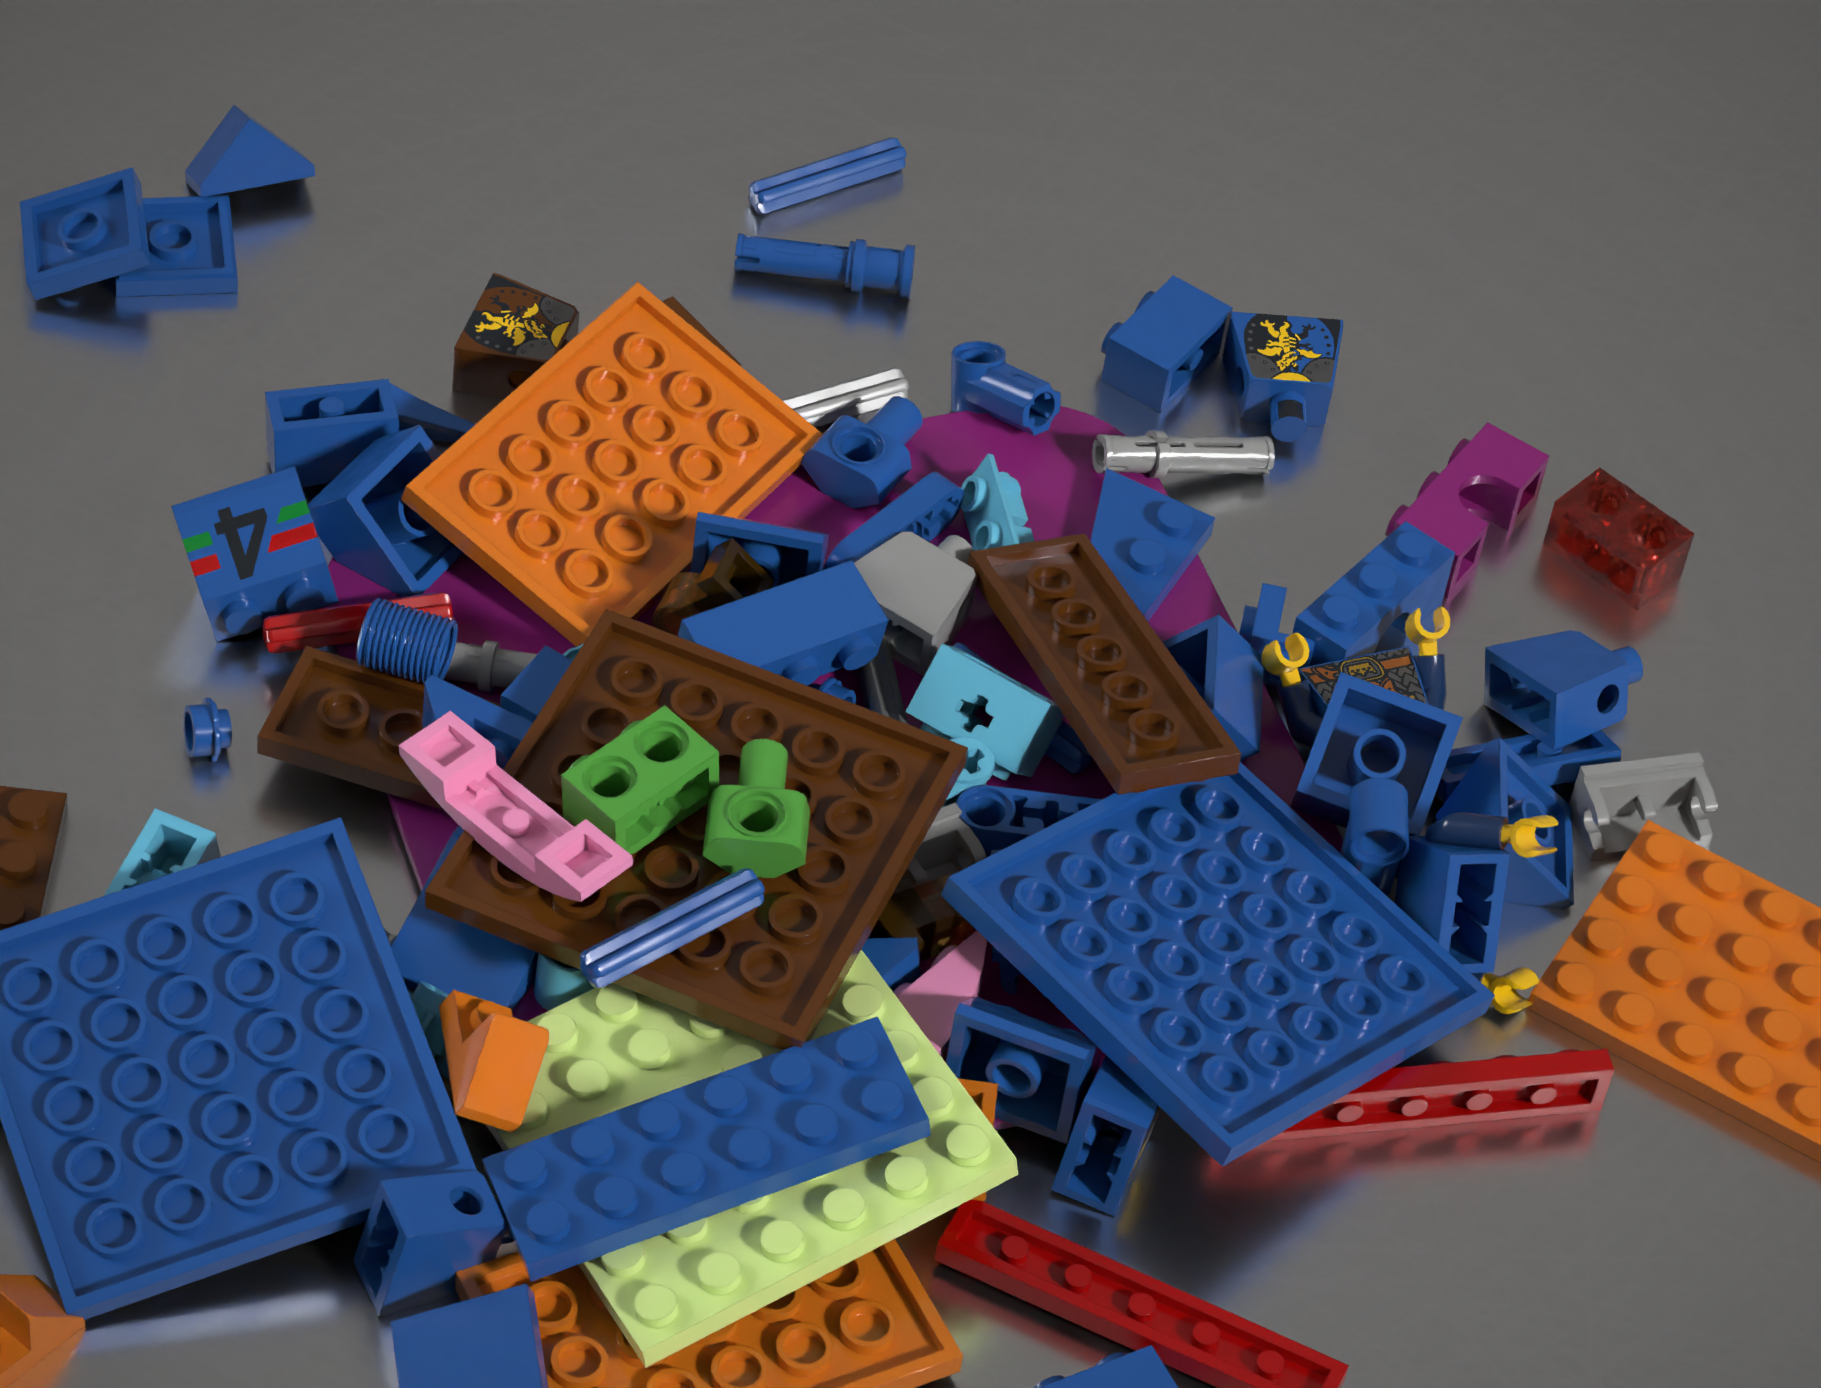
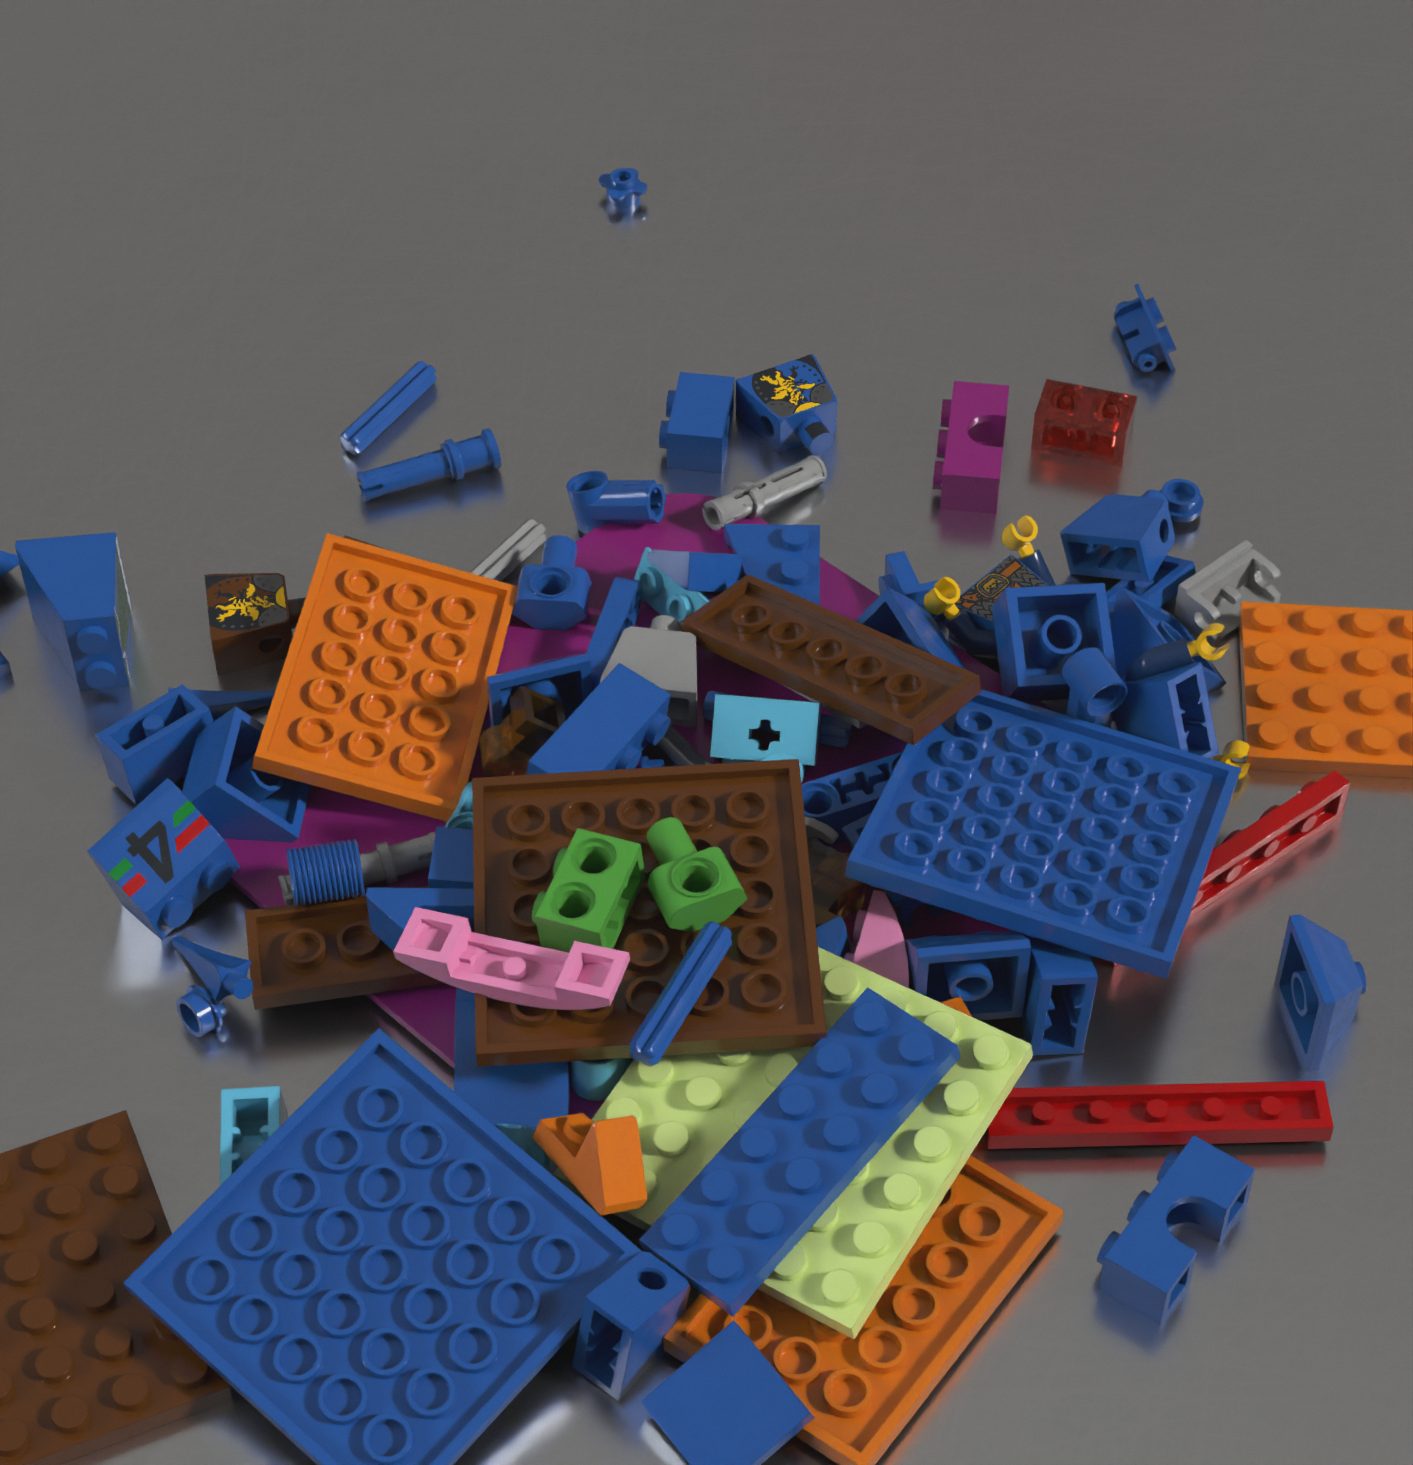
camera: 20 degrees left, 0 degrees up
(244, 695) = (220, 972): none -> blue piece
(337, 624) = (257, 881): red axle -> none
(349, 249) = (81, 605): none -> blue slope
(1033, 503) = (698, 569): none -> blue slope
(1271, 32) = (623, 187): none -> blue plate
(1379, 591) = (964, 528): blue arch -> none
(1420, 1269) = (1317, 988): none -> blue slope
(1670, 678) = (1183, 499): none -> blue plate
(1775, 467) = (1143, 339): none -> blue hinge

